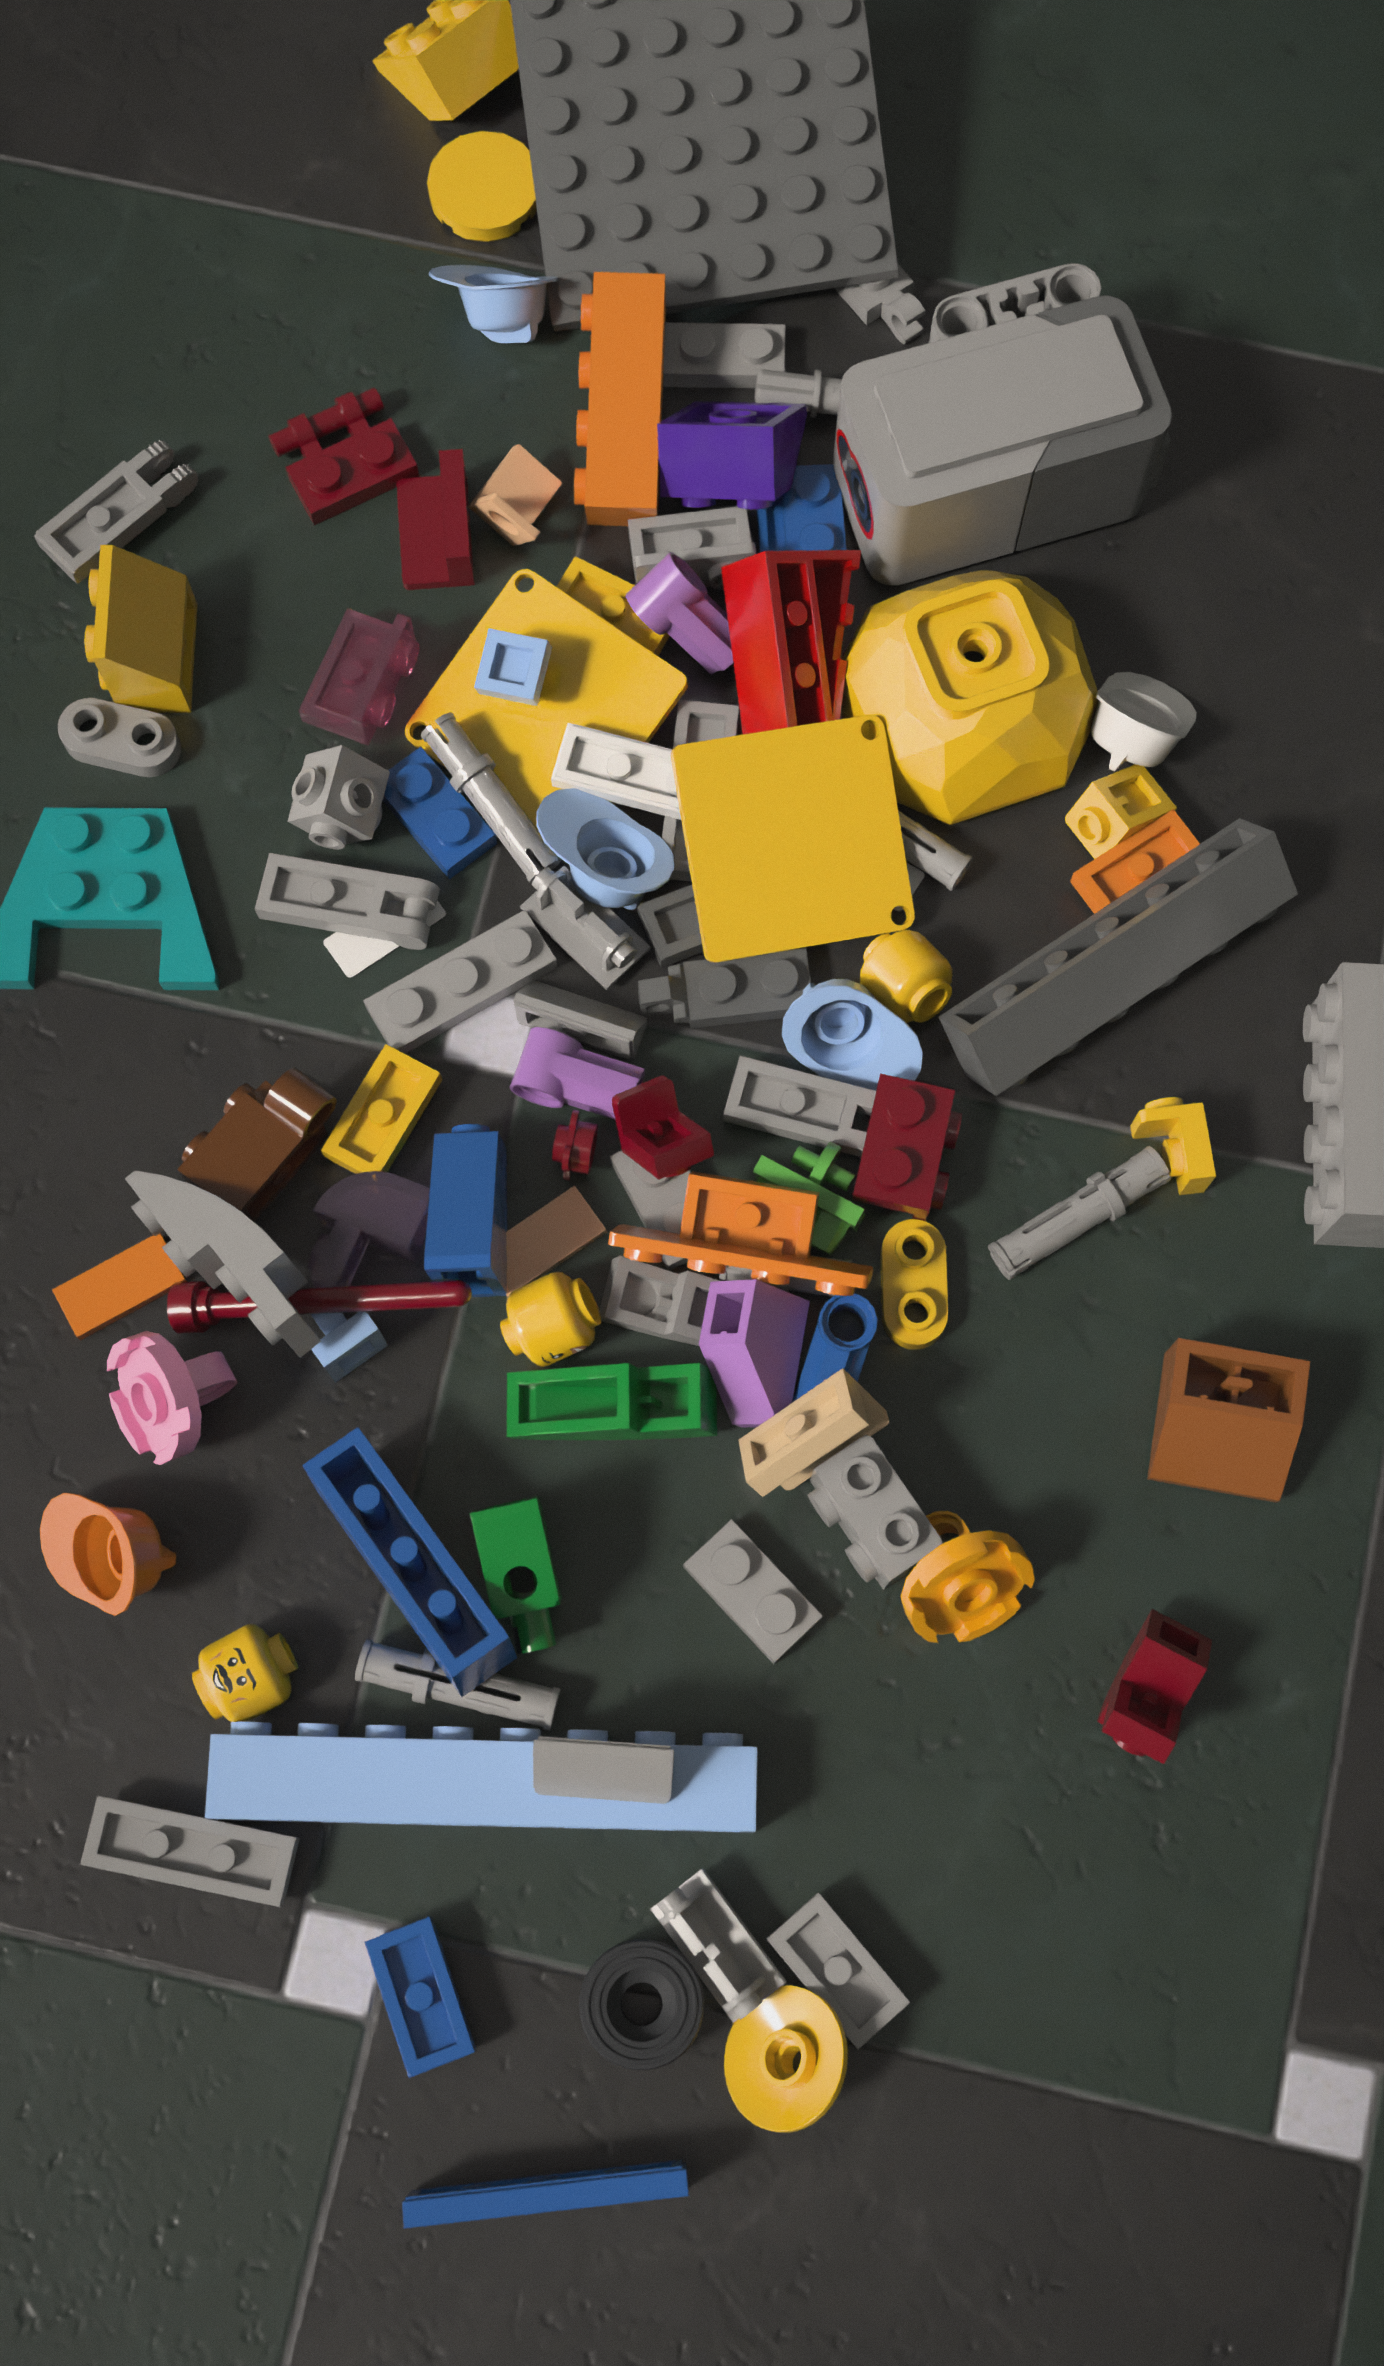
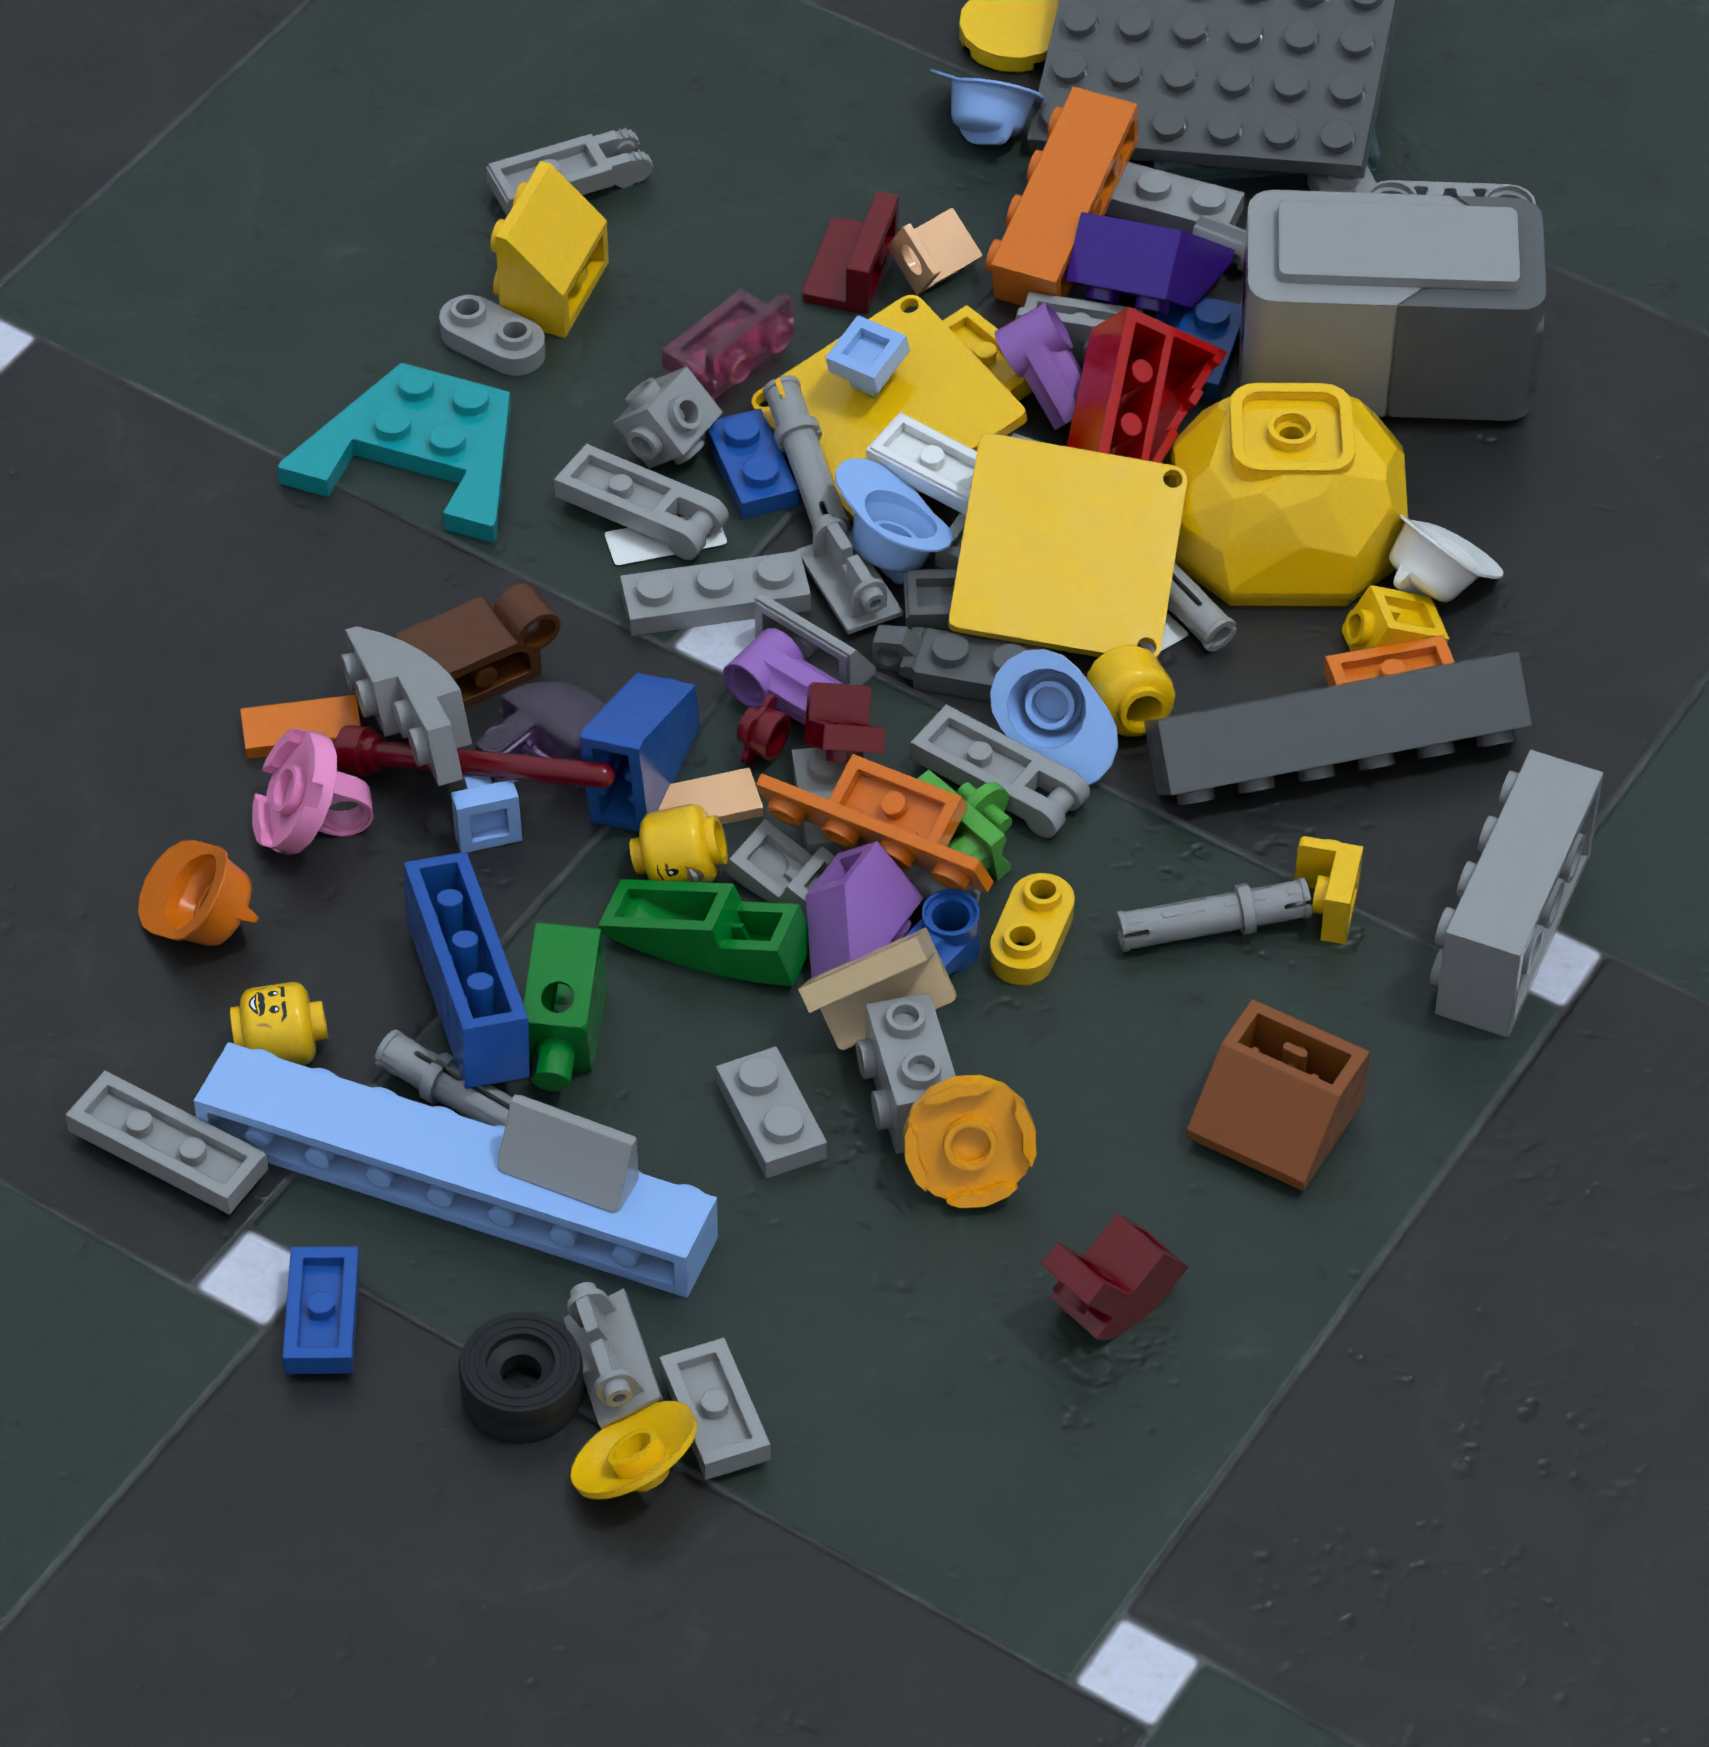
camera: 20 degrees right, 25 degrees down
(350, 470) = (791, 199): dark red plate -> none
(382, 1113) = (603, 656): yellow plate -> none
(545, 2193) = (366, 1485): blue tile -> none
(905, 1147) = (1071, 811): dark red bracket -> none

